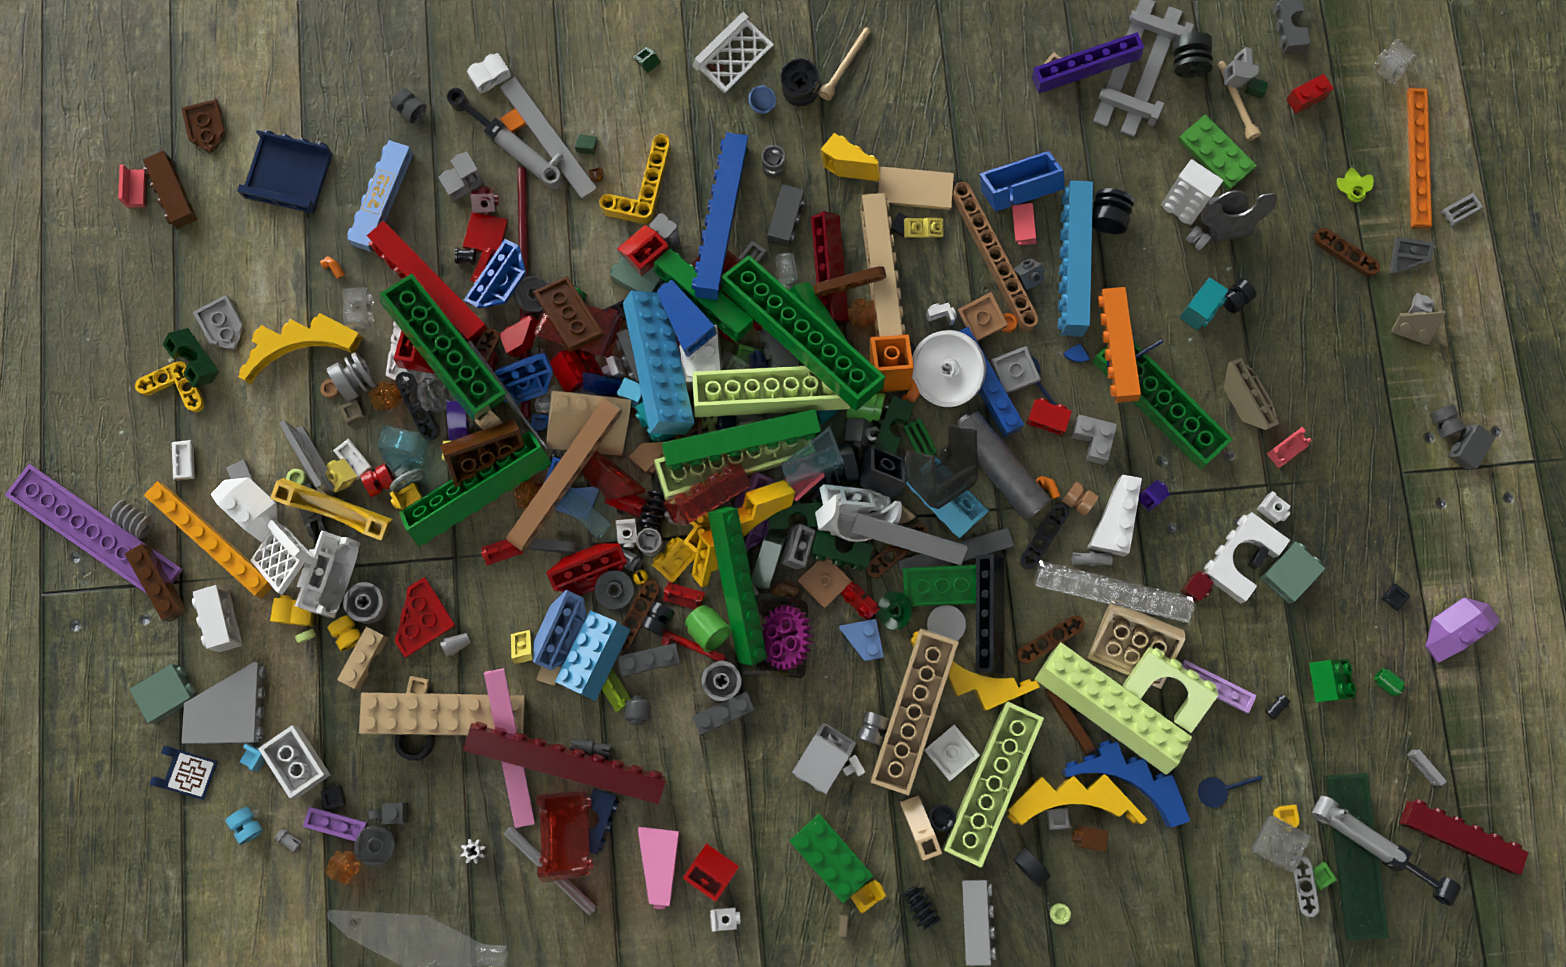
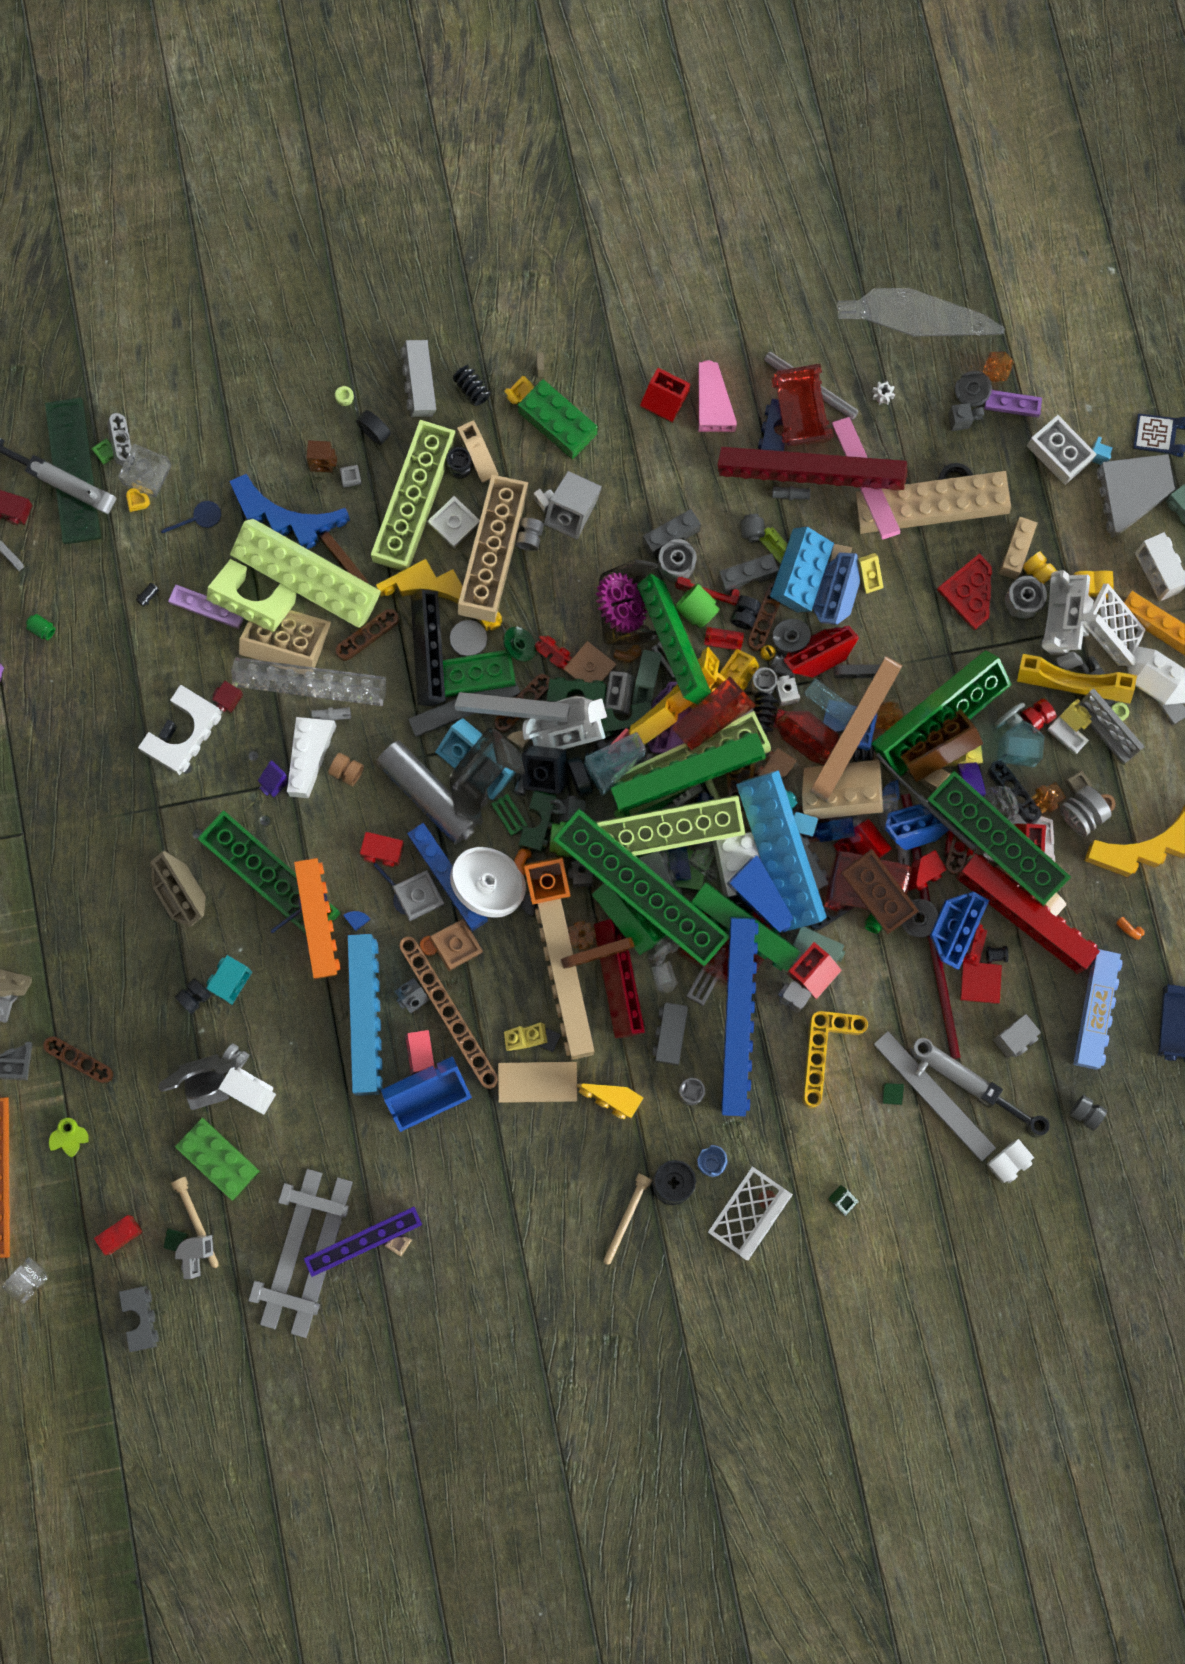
camera: 170 degrees right, 0 degrees up
(244, 825) = (1094, 392): medium azure wheel -> none
(288, 840) = (1052, 386): light grey pin -> none
(305, 636) = (1076, 564): yellowish green tile -> none
(333, 797) = (1020, 427): black tile -> none
(339, 531) = (1069, 661): none -> light grey tile
(352, 300) = (1097, 876): clear brick -> none
(406, 496) = (1007, 701): yellow bracket -> none
(418, 685) = (961, 530): tan tile -> none
(454, 644) = (934, 571): light grey cone -> none
(484, 200) = (988, 1014): brick -> none
(499, 551) = (910, 661): red hinge -> none
(513, 121) = (975, 1110): orange tile -> none
(596, 174) = (876, 1059): reddish brown hinge -> none
(614, 367) = (825, 852): white tile -> none
(716, 919) = (650, 364): white brick -> none
(864, 638) = (546, 617): medium blue wing -> none
(938, 311) = (503, 947): white bracket -> none
(1045, 537) = (381, 733): black beam -> none
(1049, 485) = (378, 783): orange arm -> none
(1098, 434) = (330, 835): light grey brick -> none
(1100, 794) = (314, 498): yellow arch -> none
(1112, 211) = (329, 1071): black wheel -> none
(1192, 54) = (248, 1262): pearl dark grey wheel -> none
(1268, 509) = (157, 786): white brick -> none
(1289, 448) = (138, 845): coral hinge -> none
(1292, 572) = (133, 720): sand green brick -> none
(1332, 680) = (95, 622): green slope -> none
(1395, 597) = (32, 710): black tile -> none

